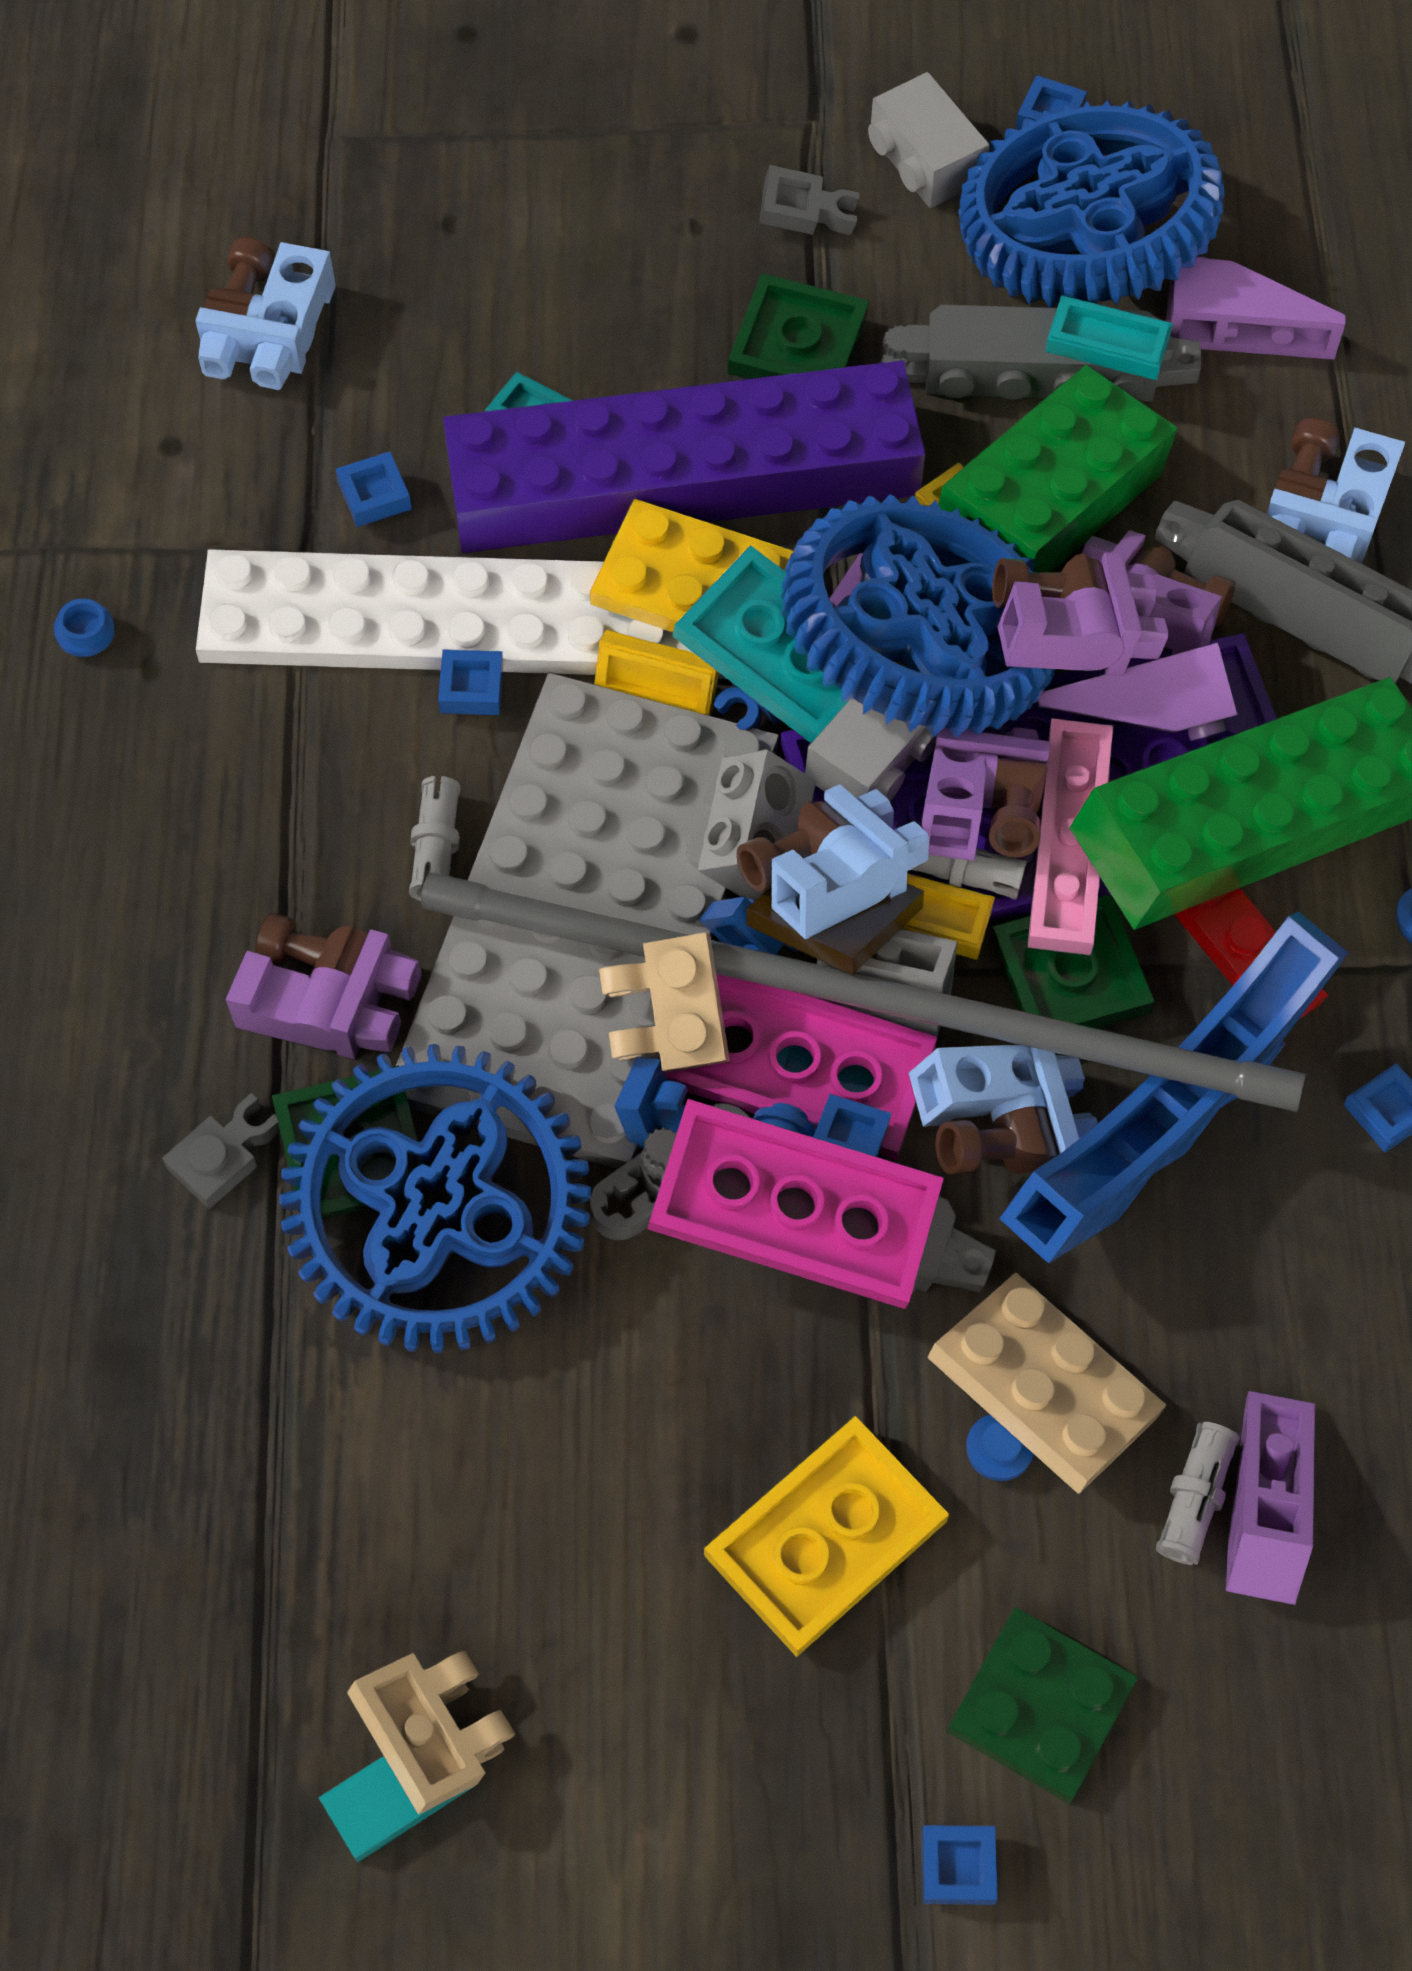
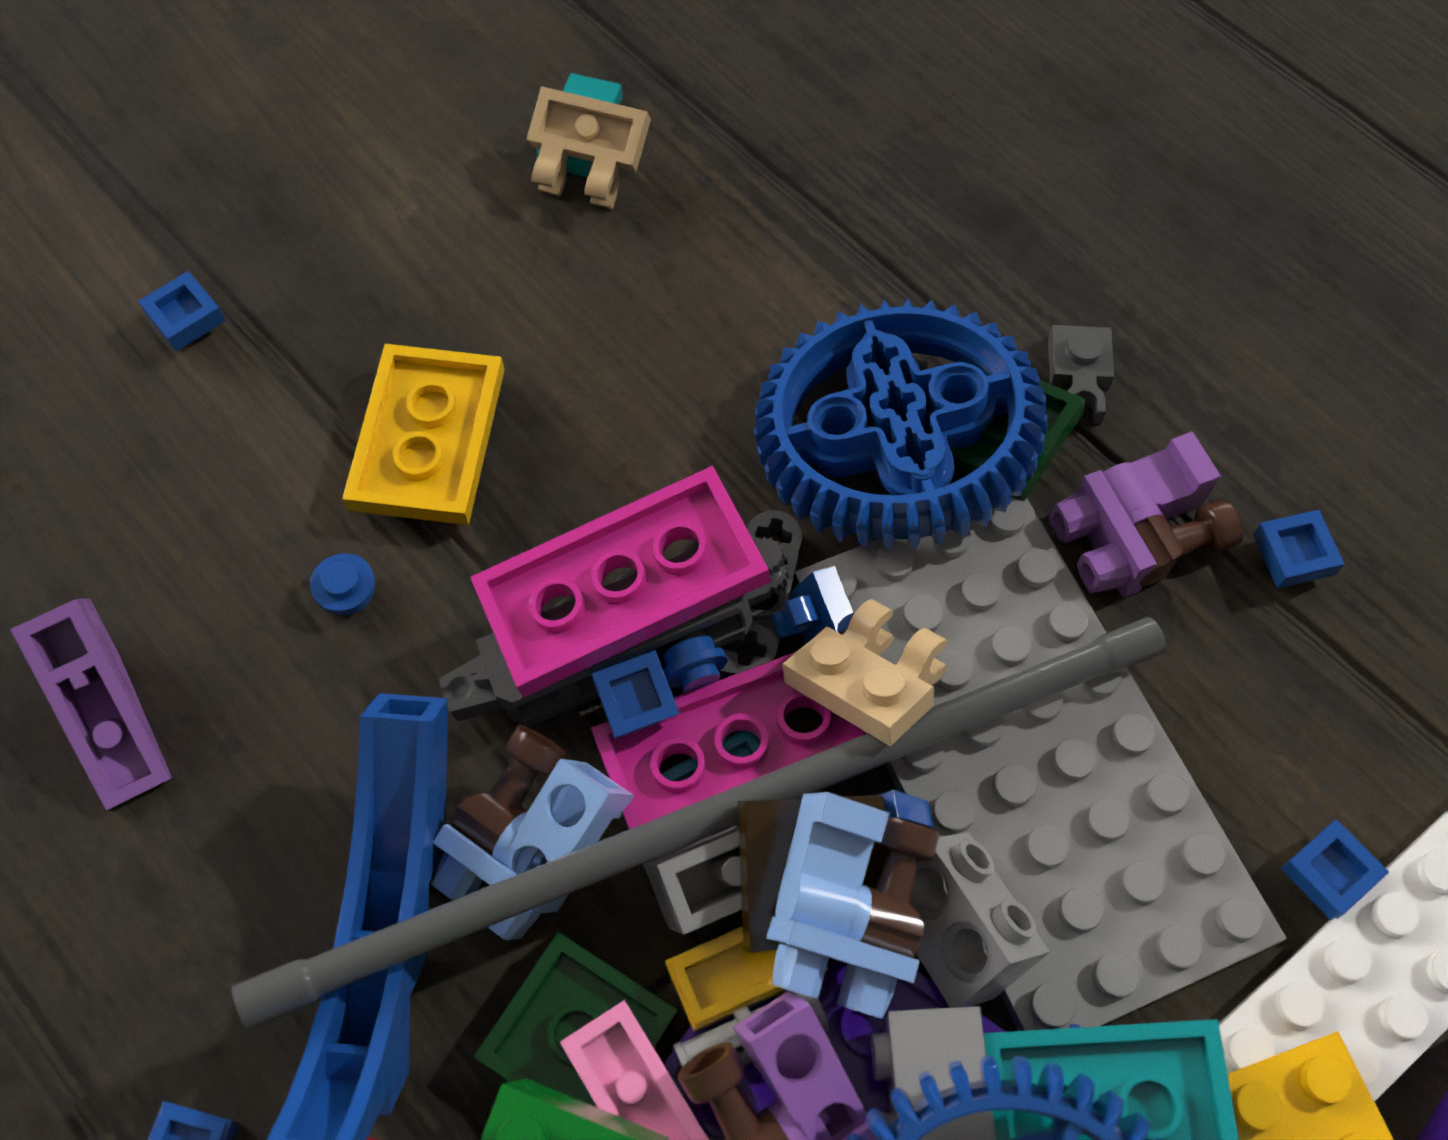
camera: 140 degrees right, 0 degrees up
(238, 879) = (1298, 549): none -> blue plate
(435, 835) = (1203, 707): light grey pin -> none
(656, 672) = (1230, 997): yellow tile -> none
(1042, 1705) = (191, 447): dark green plate -> none
(1046, 1382) = (332, 645): tan plate -> none
(1197, 1493) = (160, 661): light grey pin -> none

